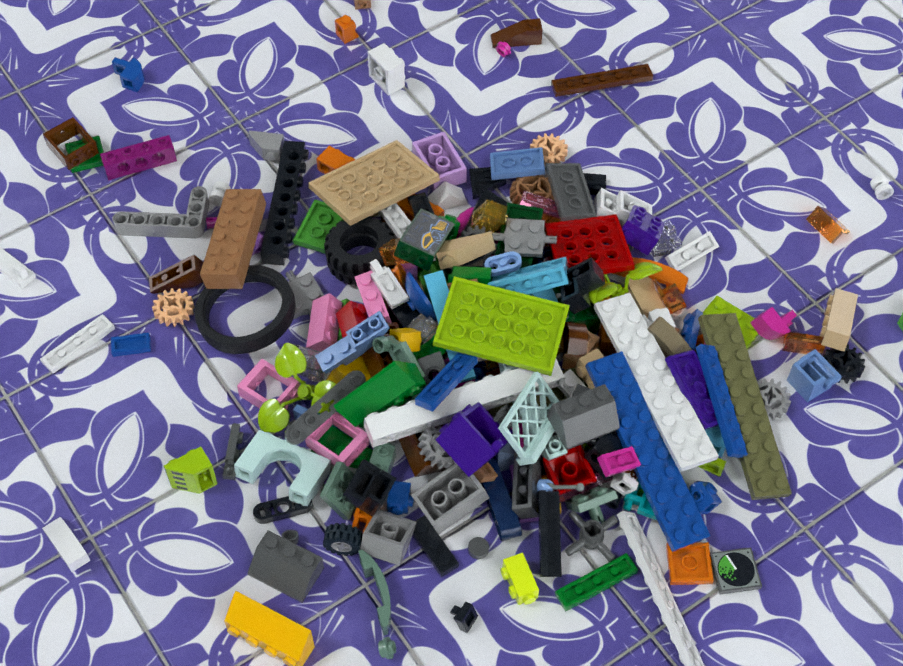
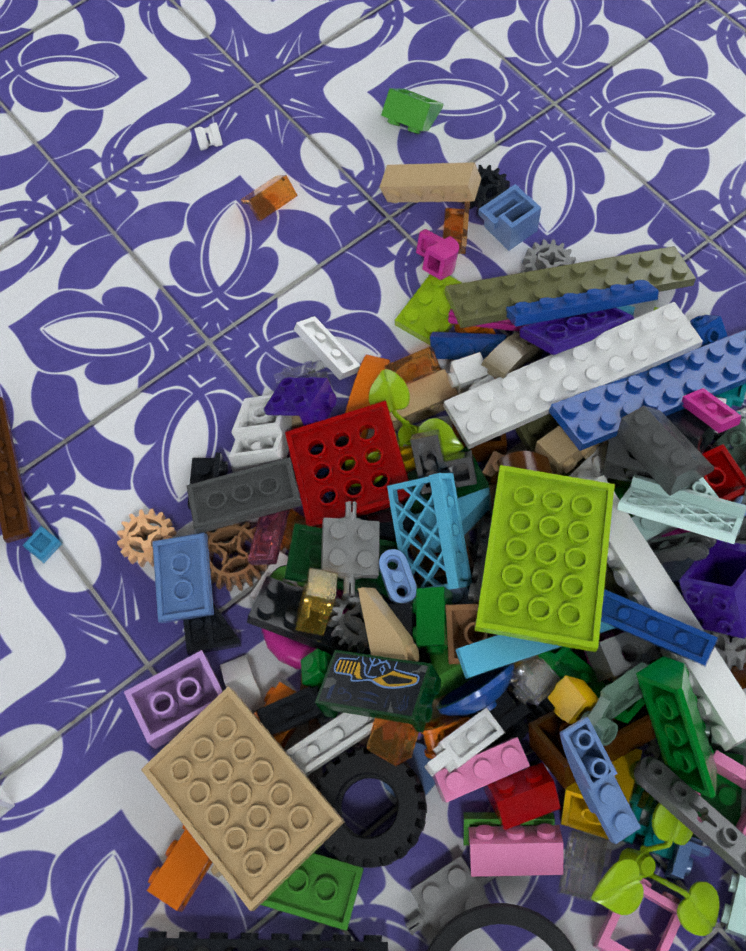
camera: 90 degrees left, 10 degrees up
(549, 101) = (42, 544): none -> dark azure tile

